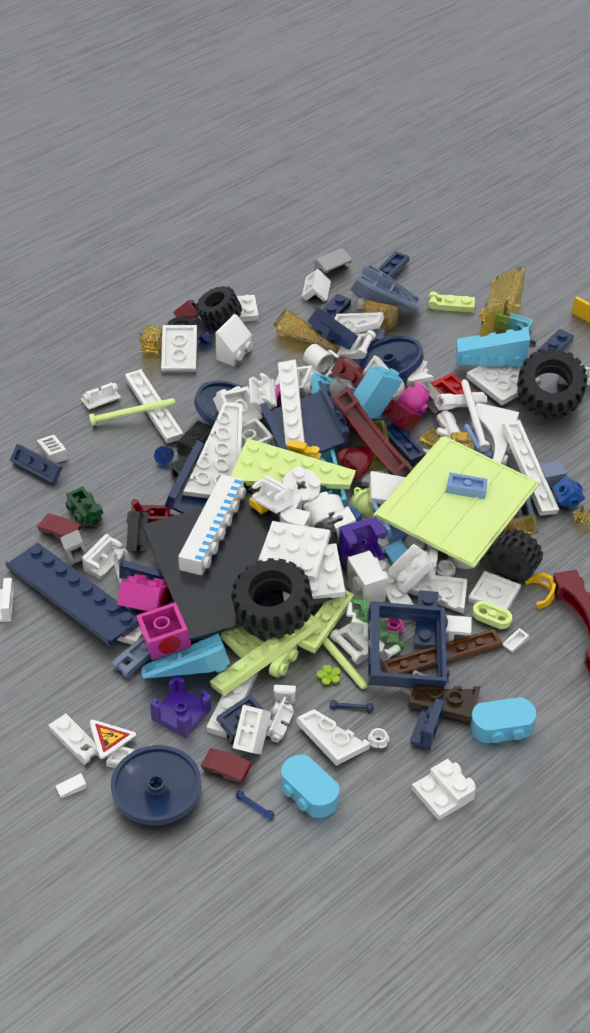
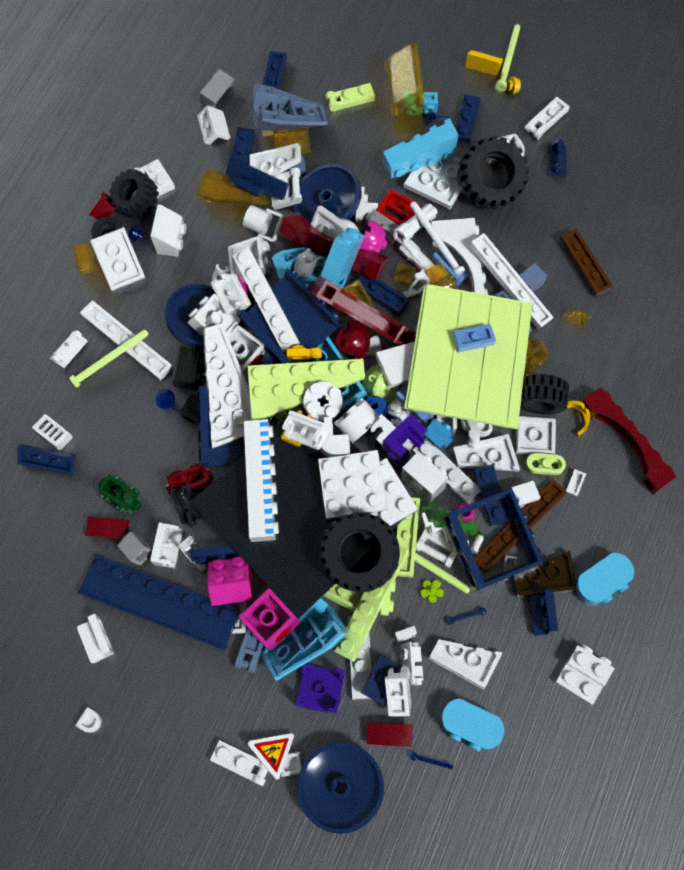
camera: 20 degrees left, 25 degrees up
(71, 786) = (261, 815): white piece -> none
(380, 734) = (506, 639): white plate -> none
(410, 568) = (460, 450): white bracket -> none
(568, 493) = (556, 296): blue brick -> none

